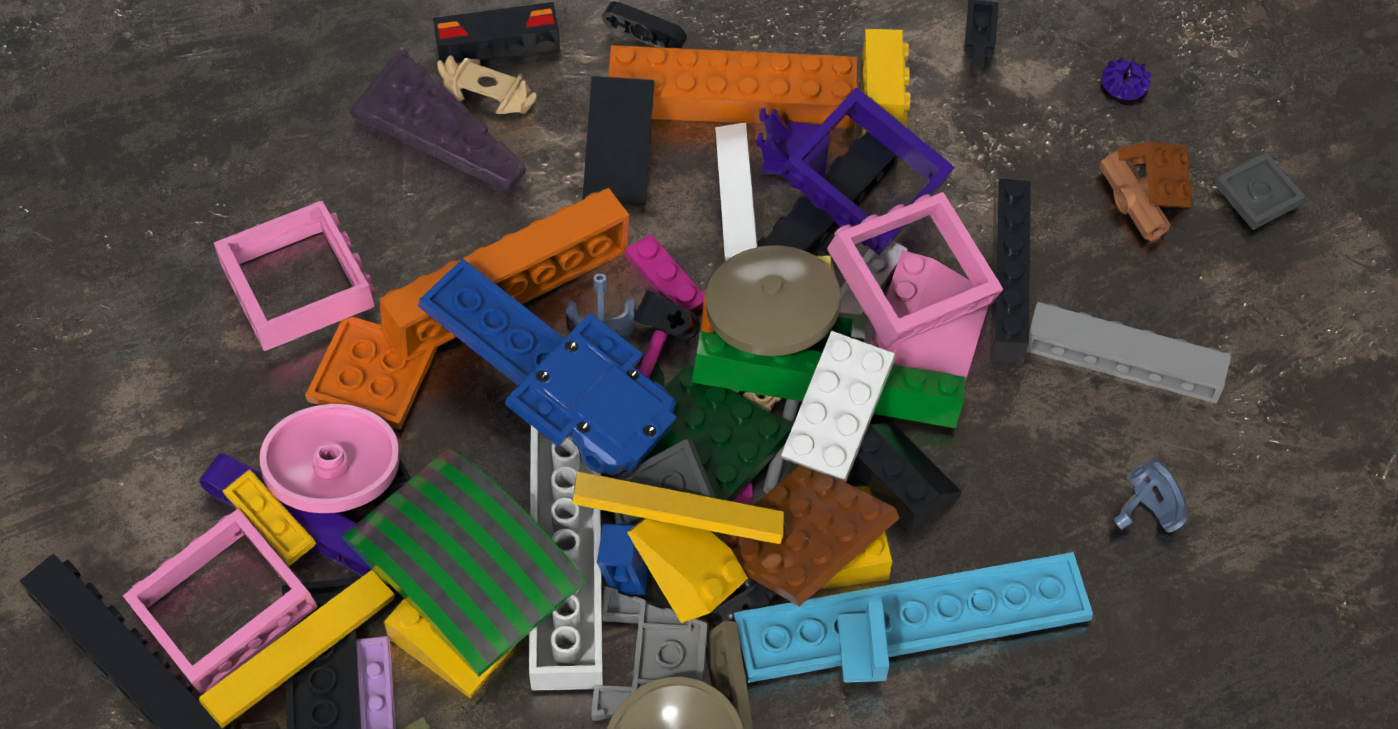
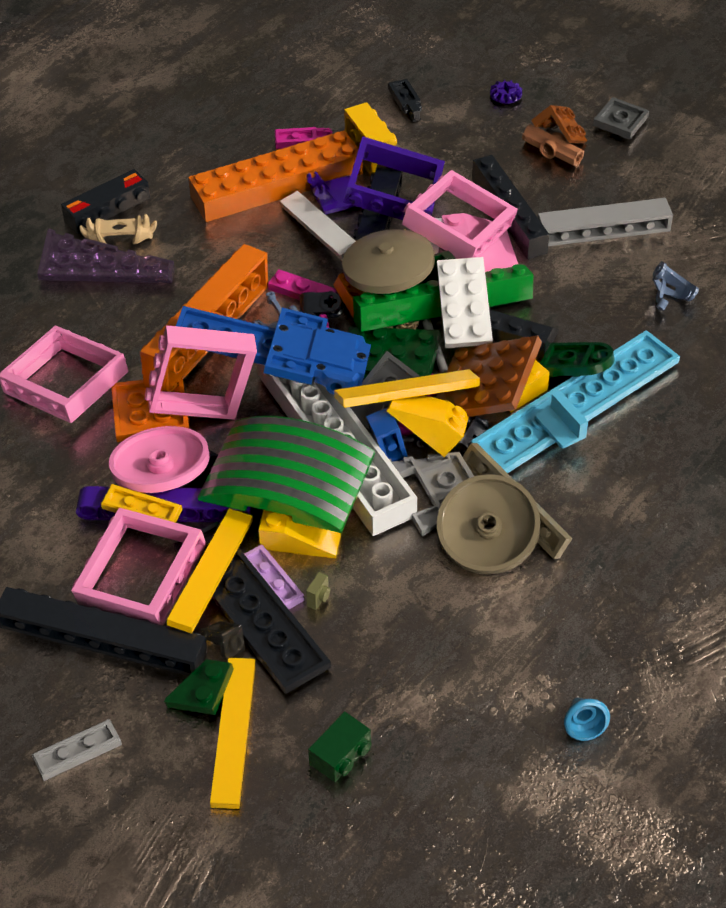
camera: 25 degrees left, 10 degrees down
(442, 339) = (198, 404): none -> bright pink window
(619, 138) = (224, 220): black tile -> none
(629, 21) = (183, 160): black beam -> none
(802, 37) = (293, 136): none -> dark pink hinge
(945, 555) = (577, 358): none -> dark green plate

